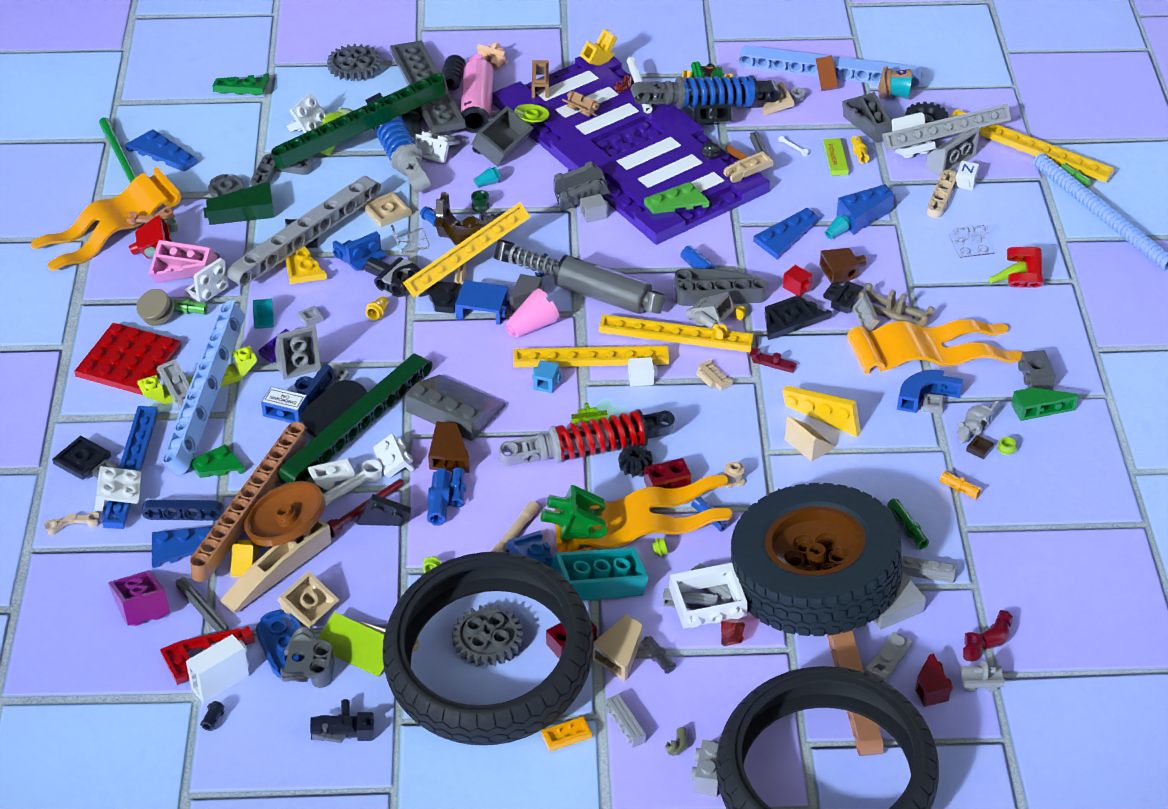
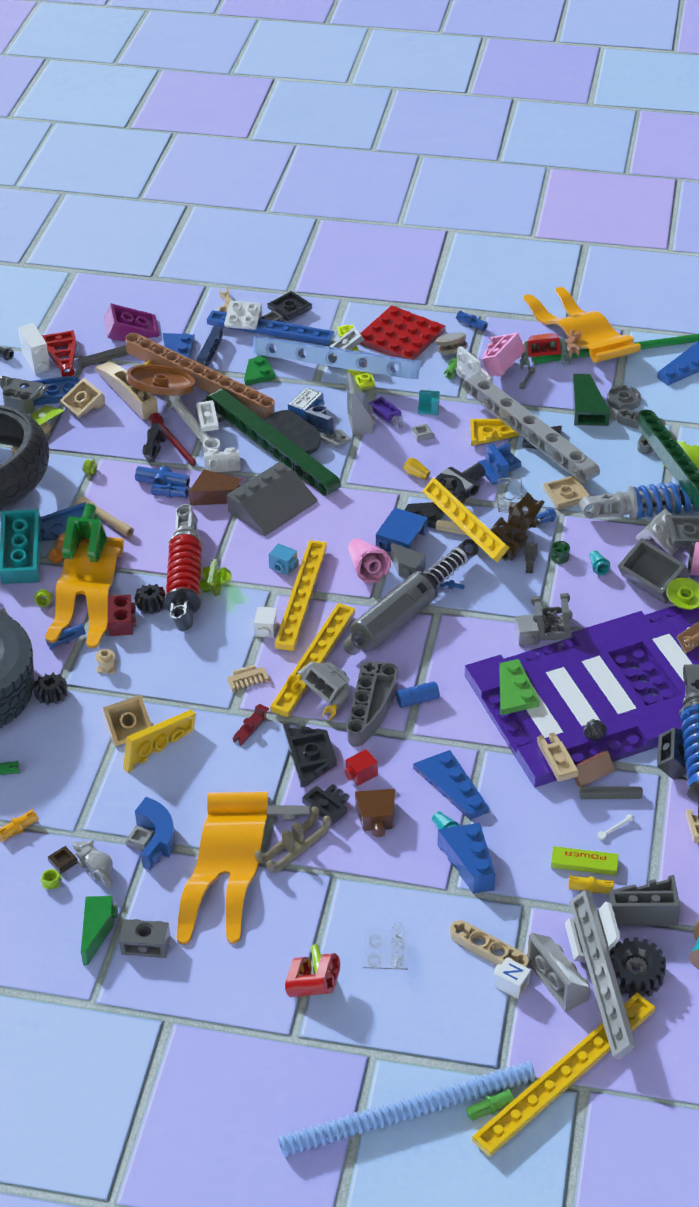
camera: 105 degrees right, 0 degrees up
(106, 298) = (472, 321): none -> blue pin

